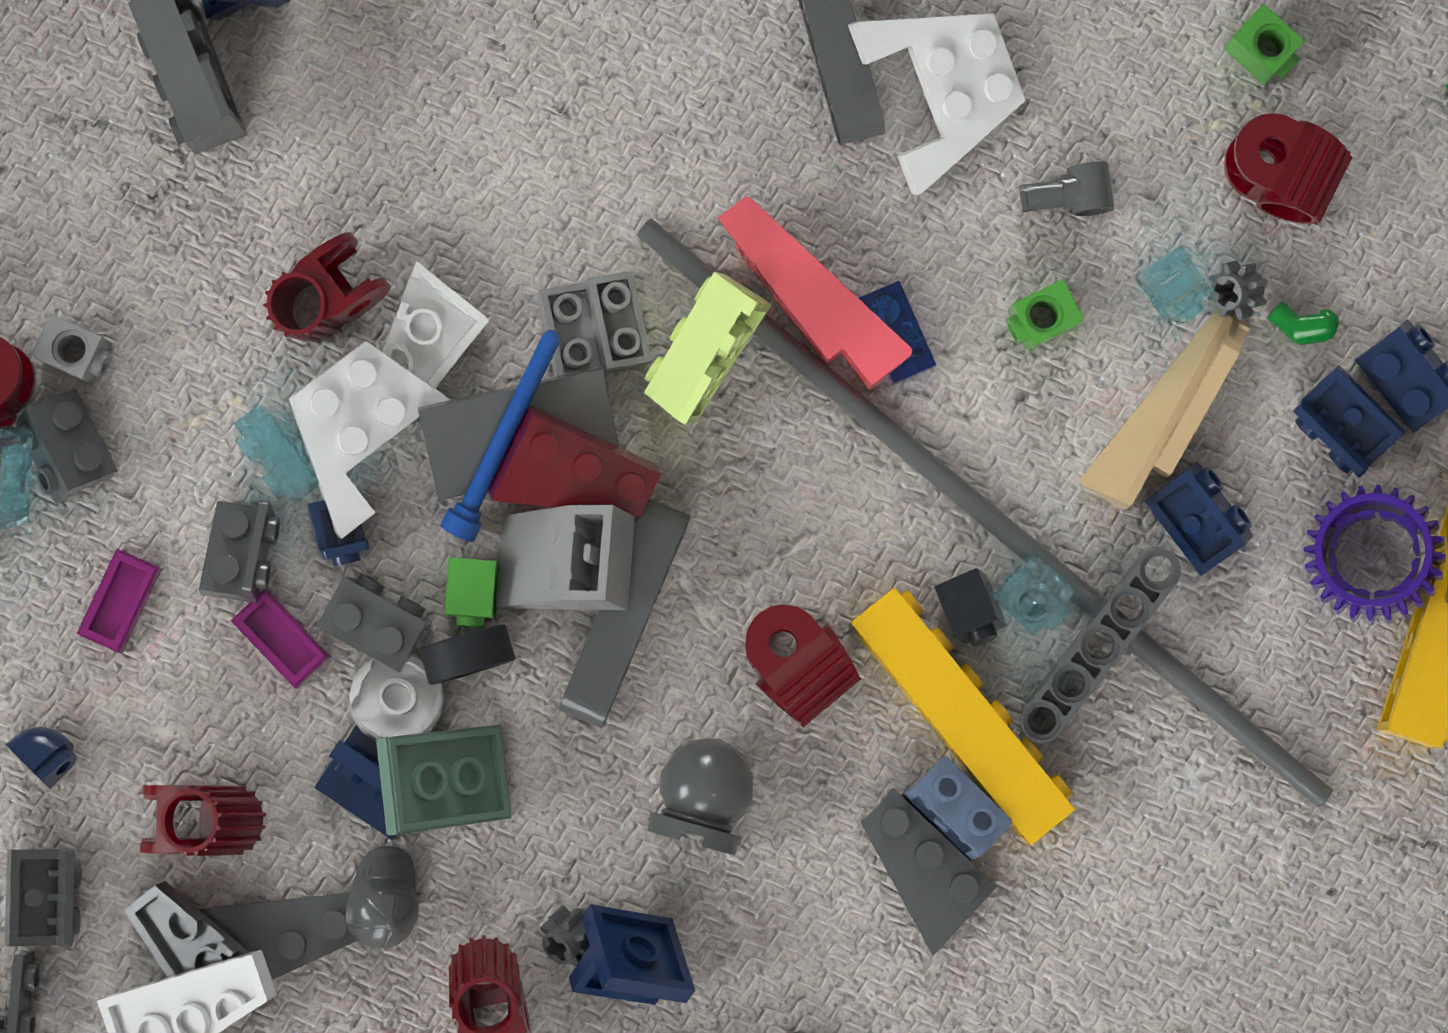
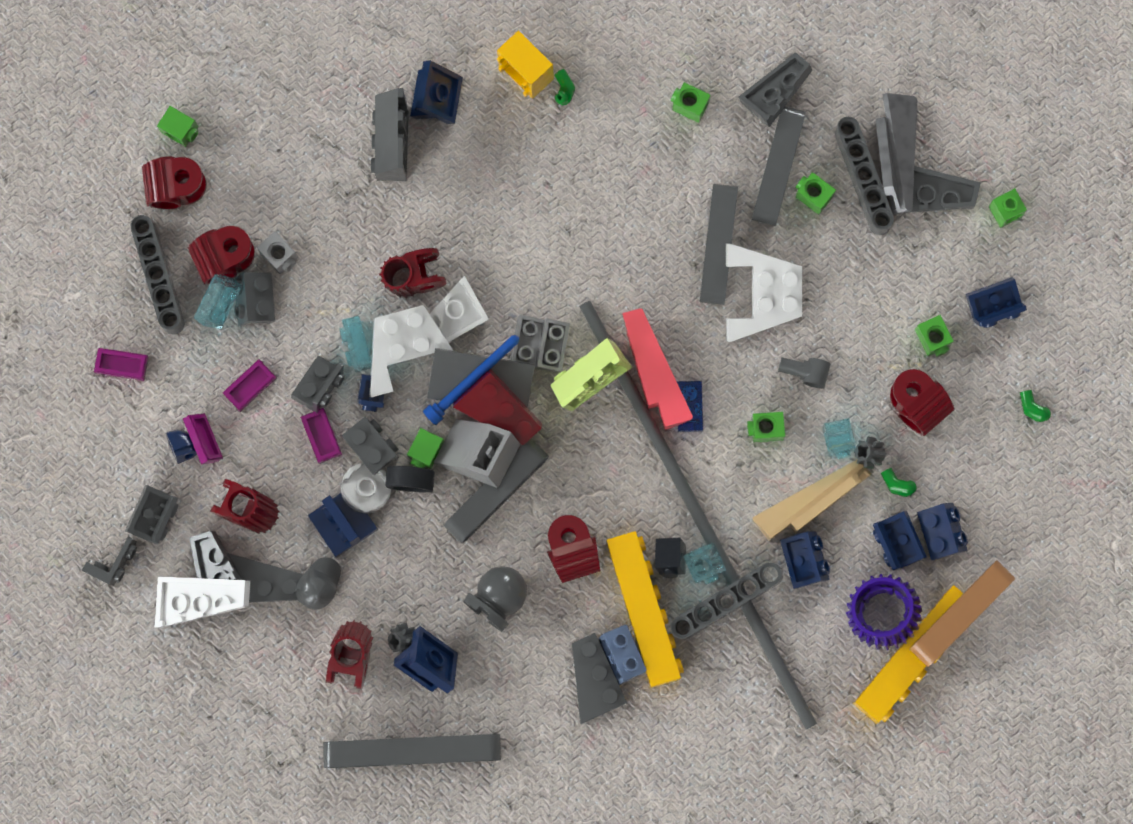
camera: 30 degrees right, 5 degrees down
(75, 728) = (203, 438): none -> magenta tile
(443, 779) = (373, 535): sand green tile -> none

